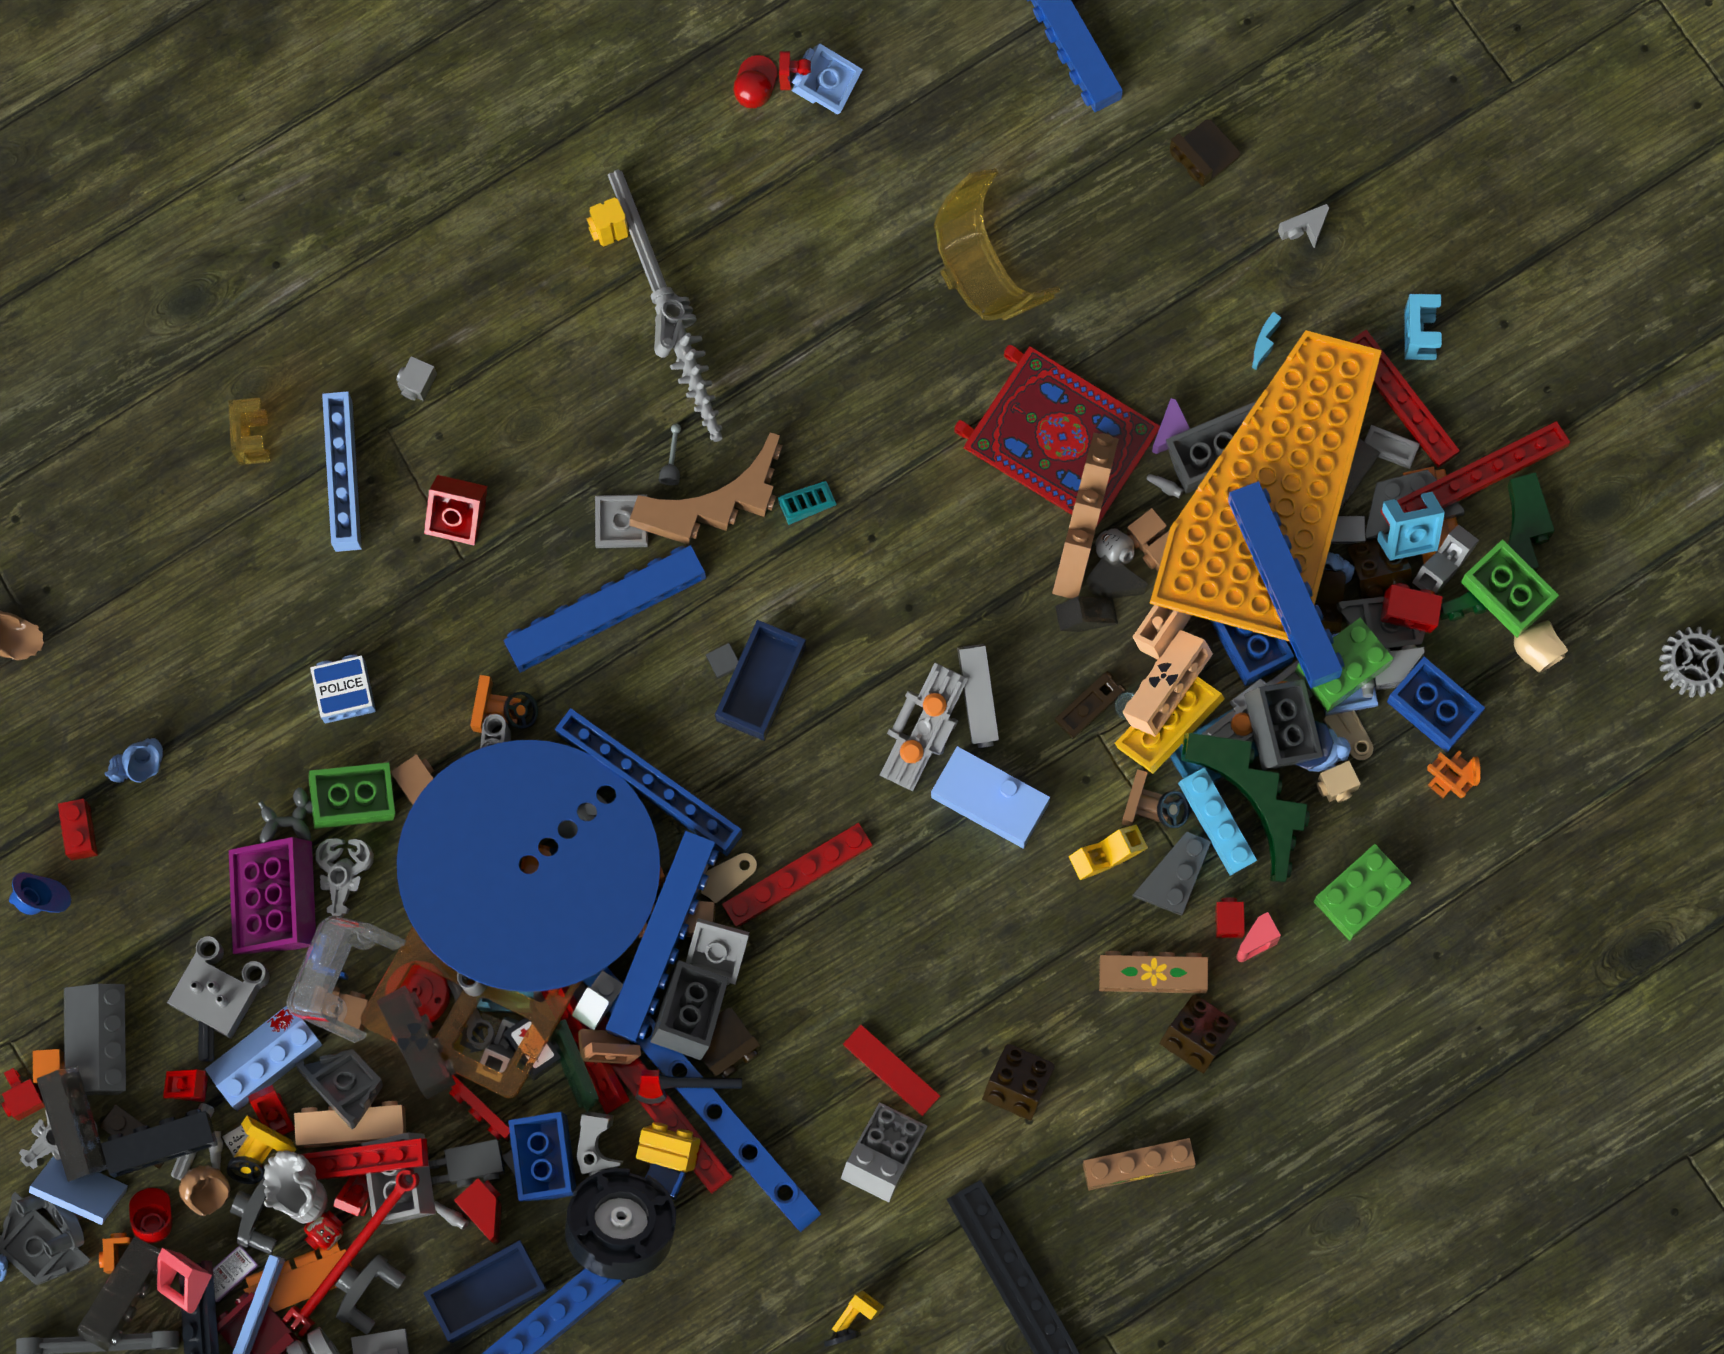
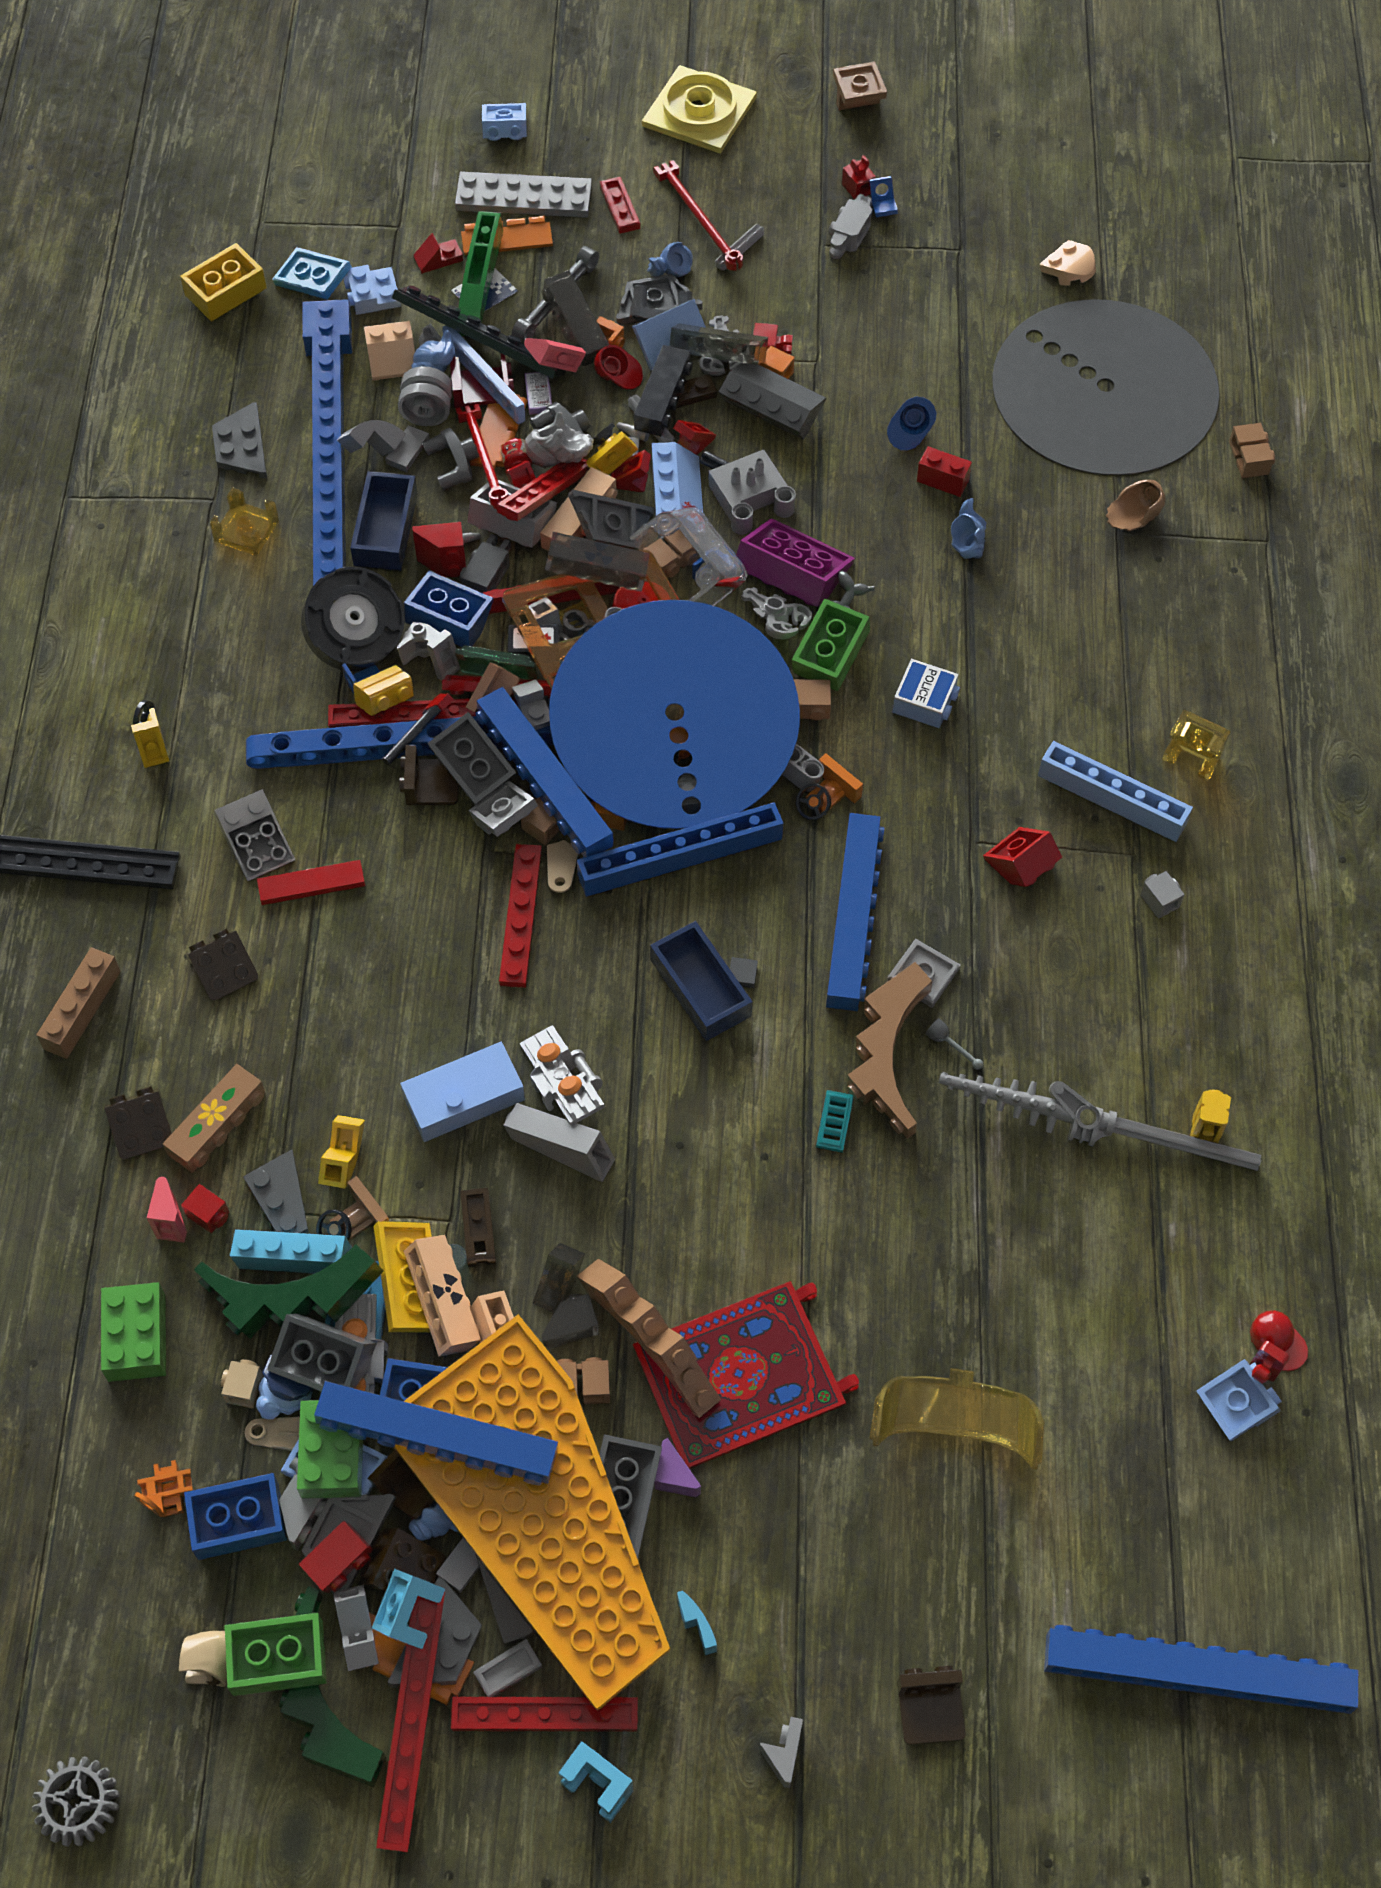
camera: 120 degrees right, 15 degrees down
(204, 1189) = (608, 401): medium nougat hair -> none
(1115, 546) = (599, 1341): light grey head -> none
(1167, 486) = (628, 1431): light grey piece -> none

